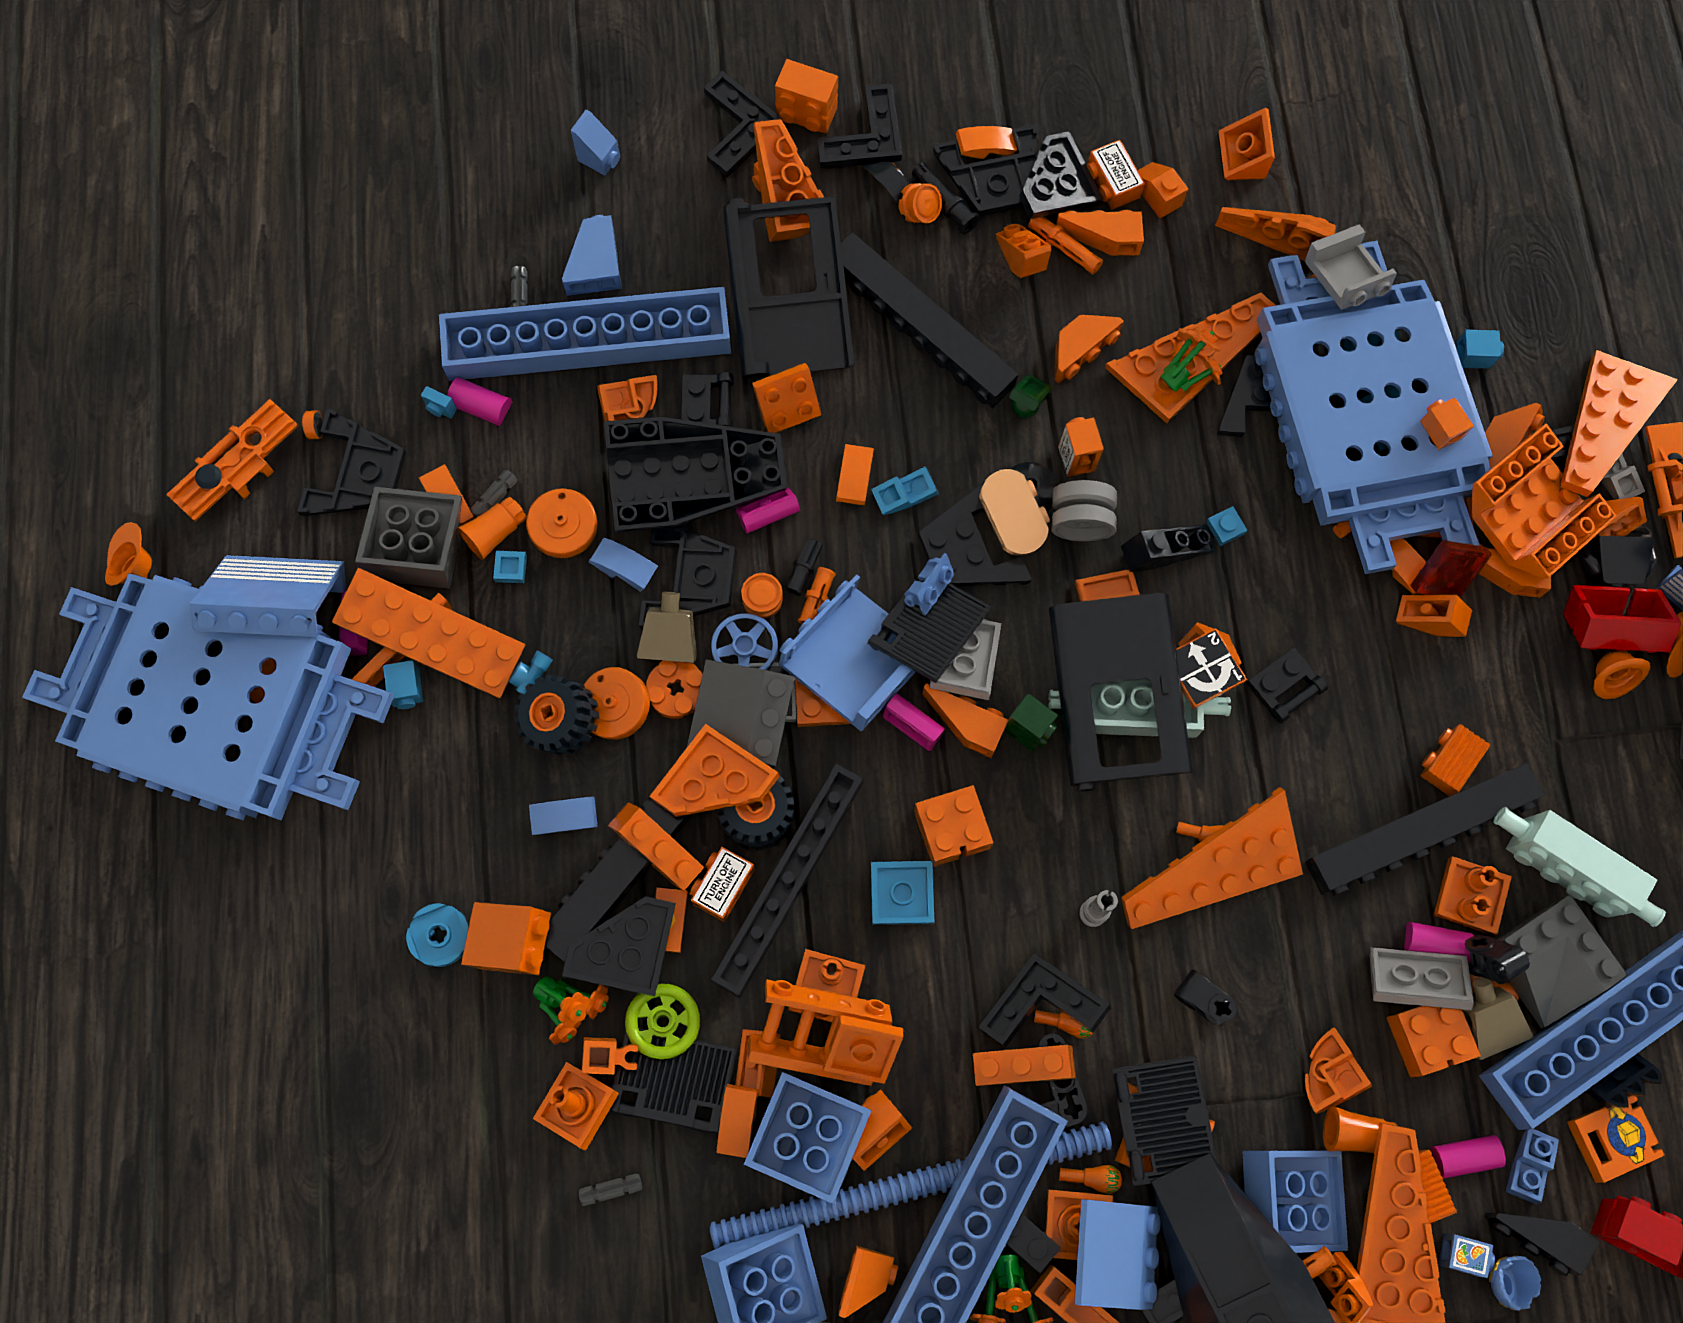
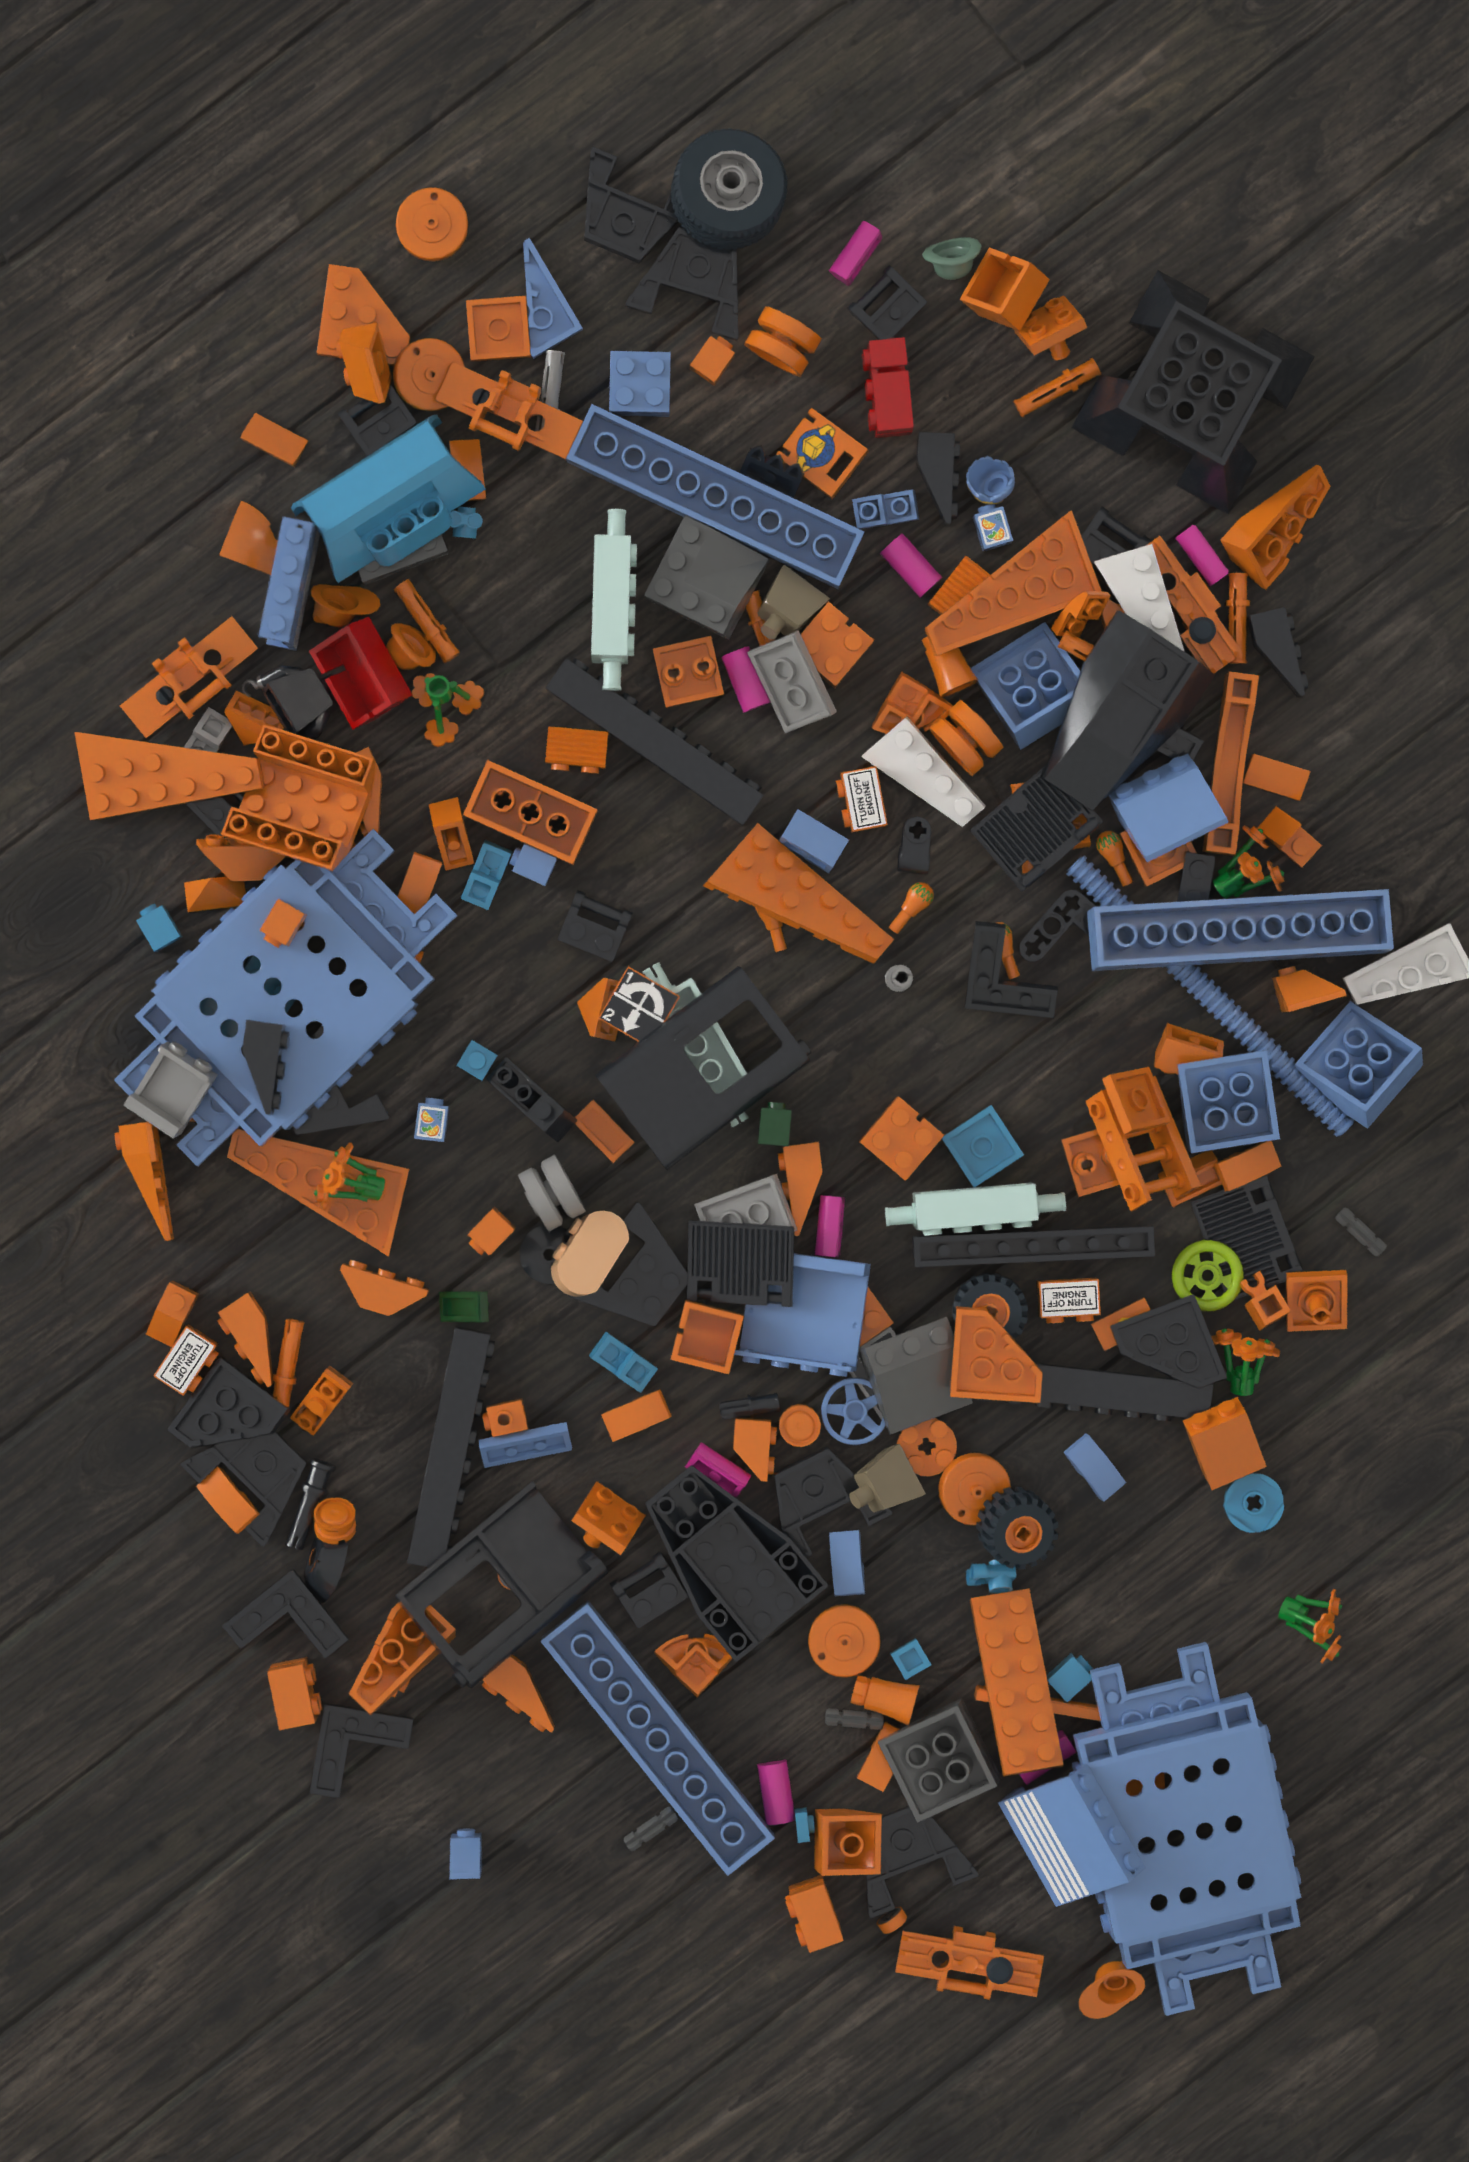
camera: 120 degrees left, 15 degrees up
(318, 910) = (1295, 1613): none -> plant
(360, 364) = (815, 1912): none -> orange piece
(398, 424) = (847, 1842): none -> orange slope
(593, 259) = (575, 1782): medium blue slope -> none
(656, 845) = (1076, 1372): orange arch -> none
(695, 260) = (516, 1684): none -> orange slope
(770, 548) = (753, 1443): none -> orange slope
(817, 594) = (770, 1378): orange pin -> none
(854, 850) = (975, 1206): none -> light aqua brick
(881, 564) = (707, 1337): none -> orange piece
(887, 376) = (525, 1444): none -> medium blue plate
(918, 375) = (505, 1418): none -> orange brick
(936, 577) = (690, 1285): medium blue hinge -> none
(1024, 1065) = (1064, 963): orange arch -> none
(1156, 972) = (917, 899): none -> orange piece
(1198, 459) = (431, 1120): none -> brick
(1247, 147) = (79, 1255): orange slope -> none
(1260, 911) = (813, 841): none -> medium blue hinge
(1273, 1048) = (921, 769): none -> white wing
(1275, 978) = (862, 799): none -> brick
(1284, 1105) = (970, 734): none -> orange wheel
(1339, 344) = (263, 1054): none -> black slope
(1370, 665) = (533, 864): none -> medium blue brick
(1380, 624) = (486, 875): none -> dark azure slope
(1439, 689) = (524, 793): none -> orange brick
(1451, 569) = (409, 844): clear red plate -> none
(1488, 402) = (213, 893): none -> orange slope
(1495, 959) = (742, 632): black piece -> none
(1570, 669) = (437, 691): none -> orange plant
(1620, 704) = (430, 626): none -> orange pin

